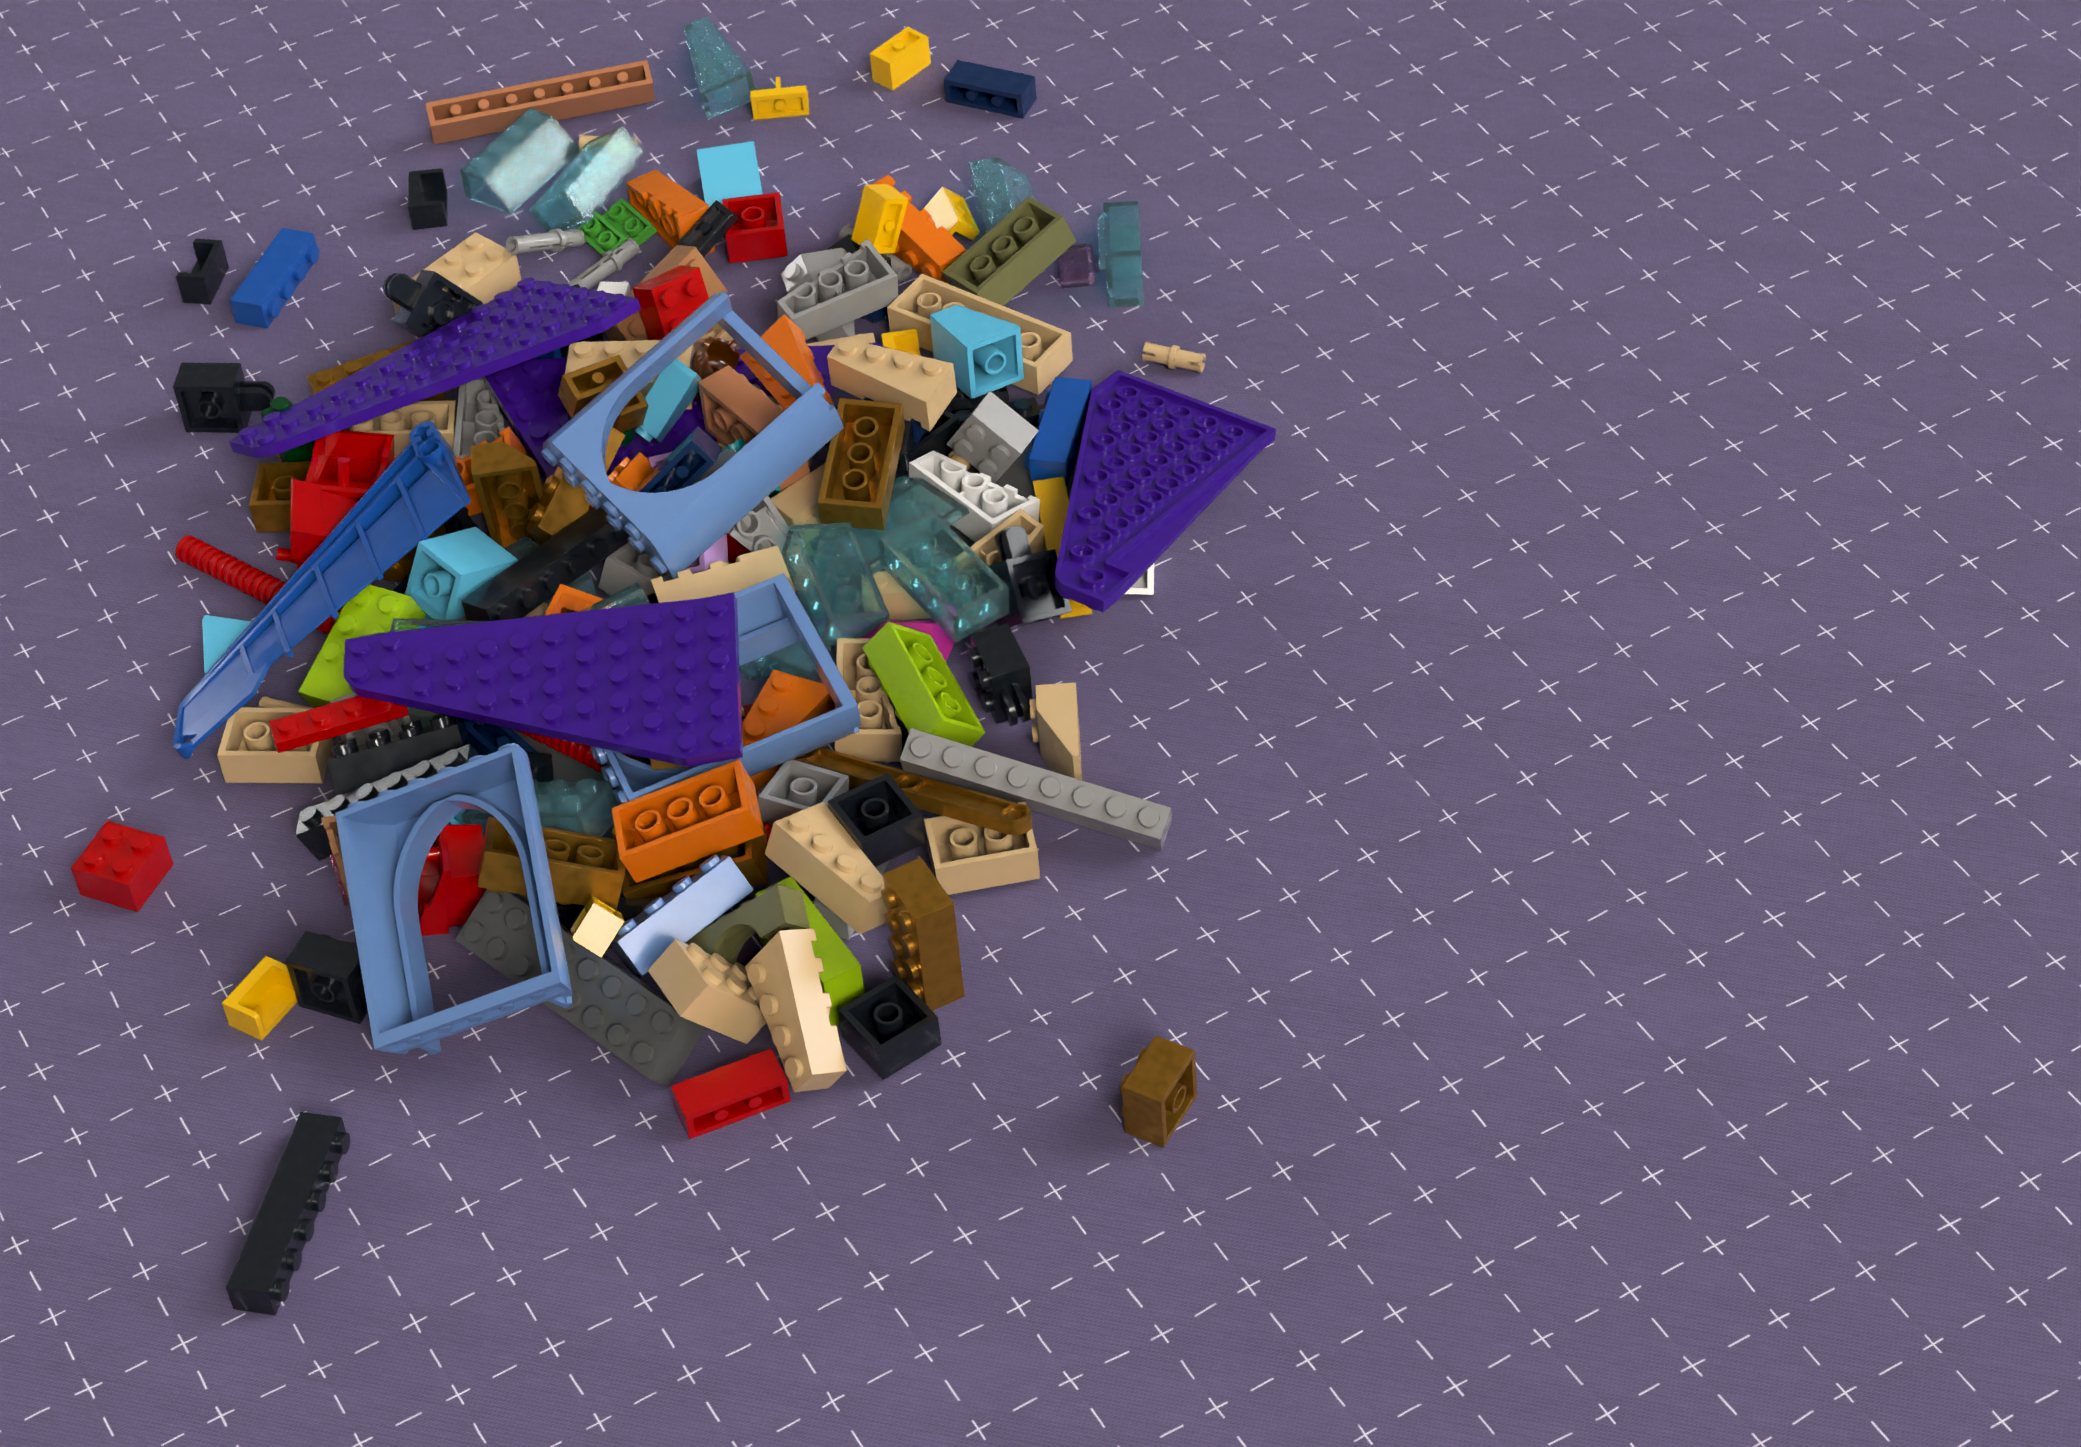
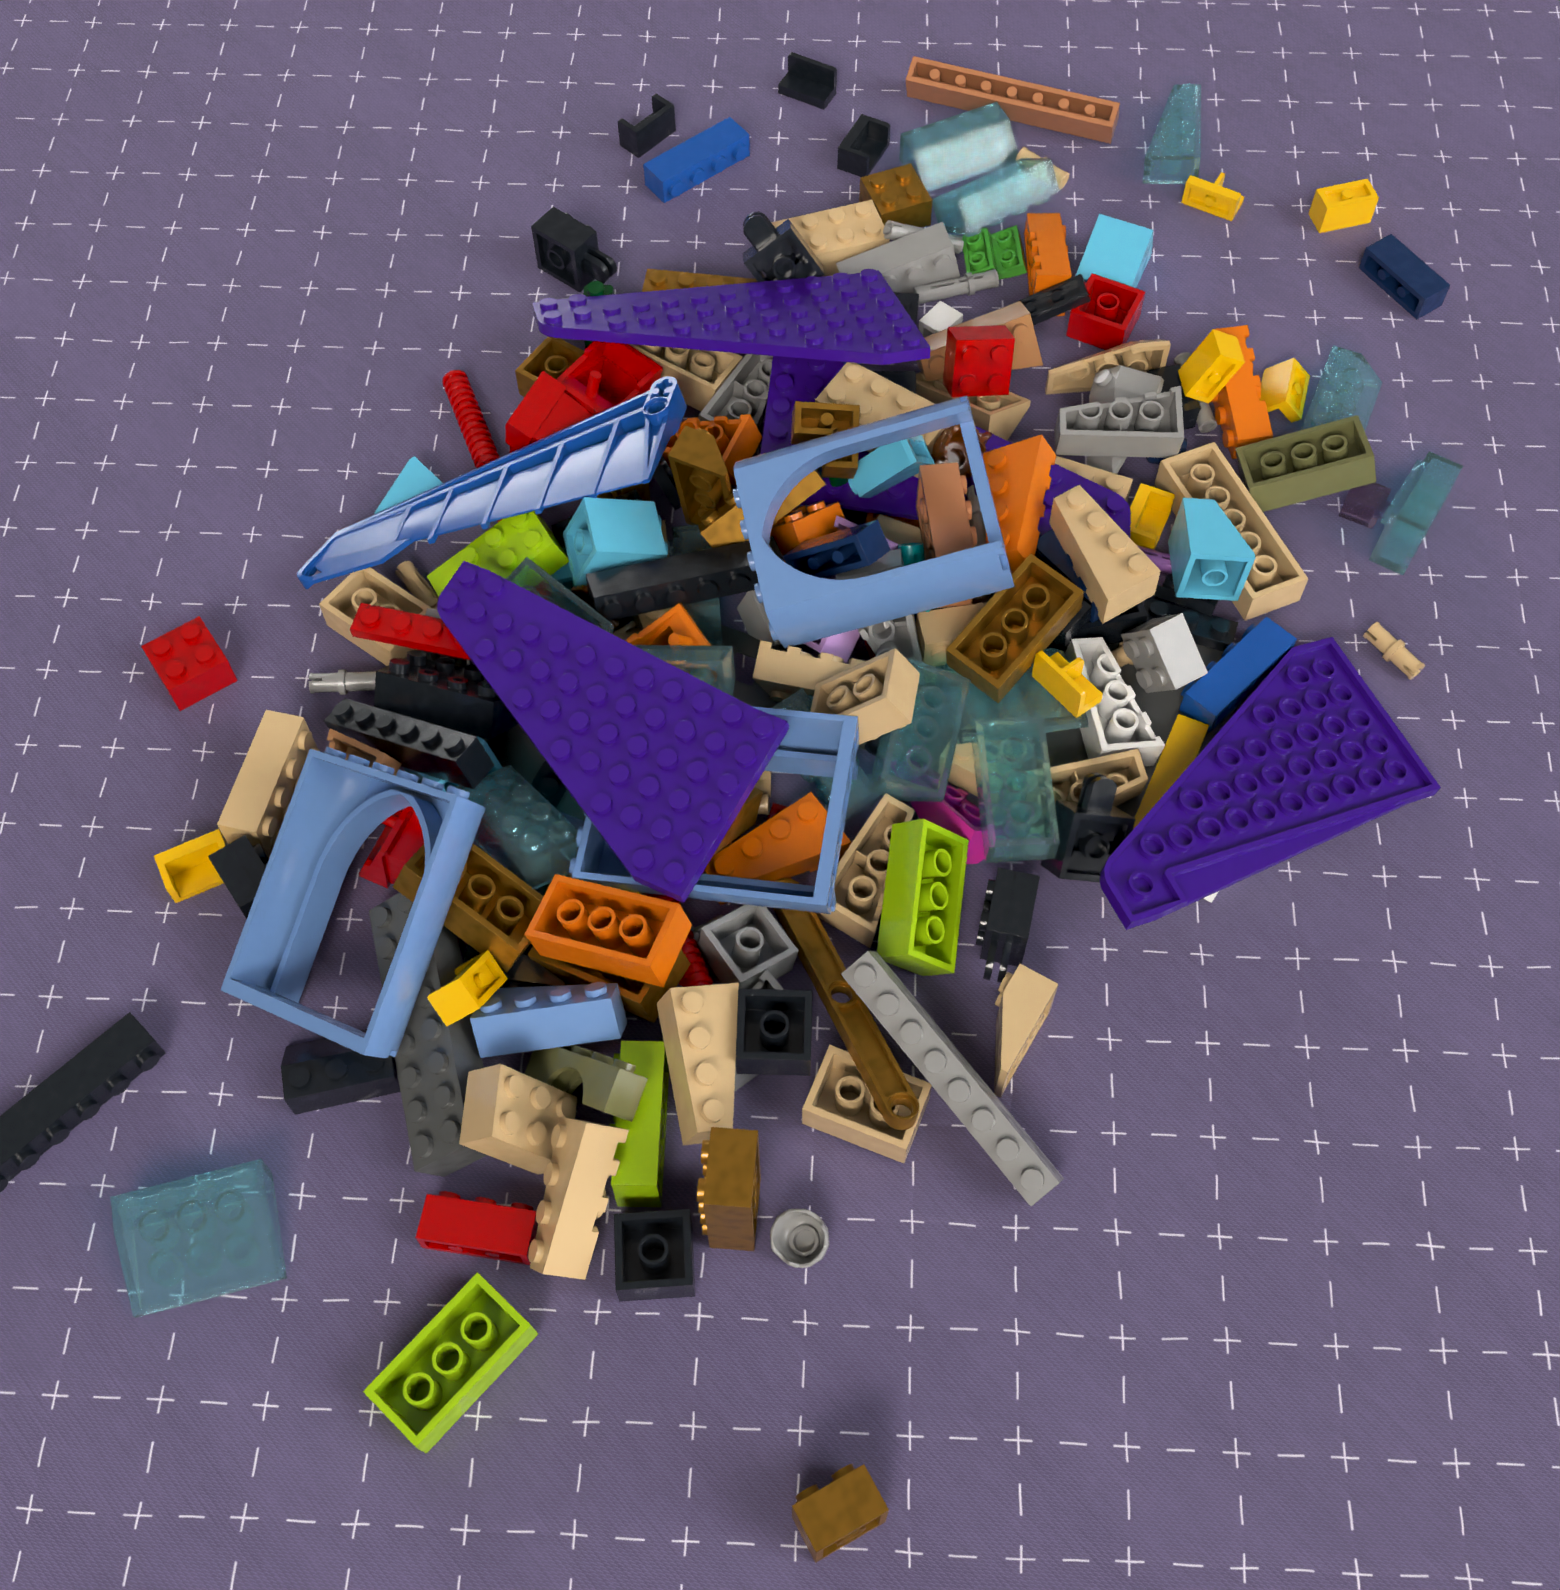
camera: 30 degrees right, 15 degrees up
(282, 890) = (267, 780): none -> tan brick
(283, 809) = (342, 682): none -> light grey pin
(331, 170) = (809, 81): none -> black panel
(493, 218) = (898, 196): none -> pearl gold brick
(494, 1224) = (198, 1237): none -> clear light blue slope
(523, 1061) = (329, 1075): none -> black slope
(554, 257) = (910, 260): none -> light grey wedge
(767, 281) = (1079, 374): none -> tan wedge
(781, 1178) = (450, 1363): none -> lime brick
(785, 548) = (876, 691): none -> tan brick
(928, 487) = (1066, 682): none -> yellow panel
(995, 958) = (799, 1238): none -> light grey hair

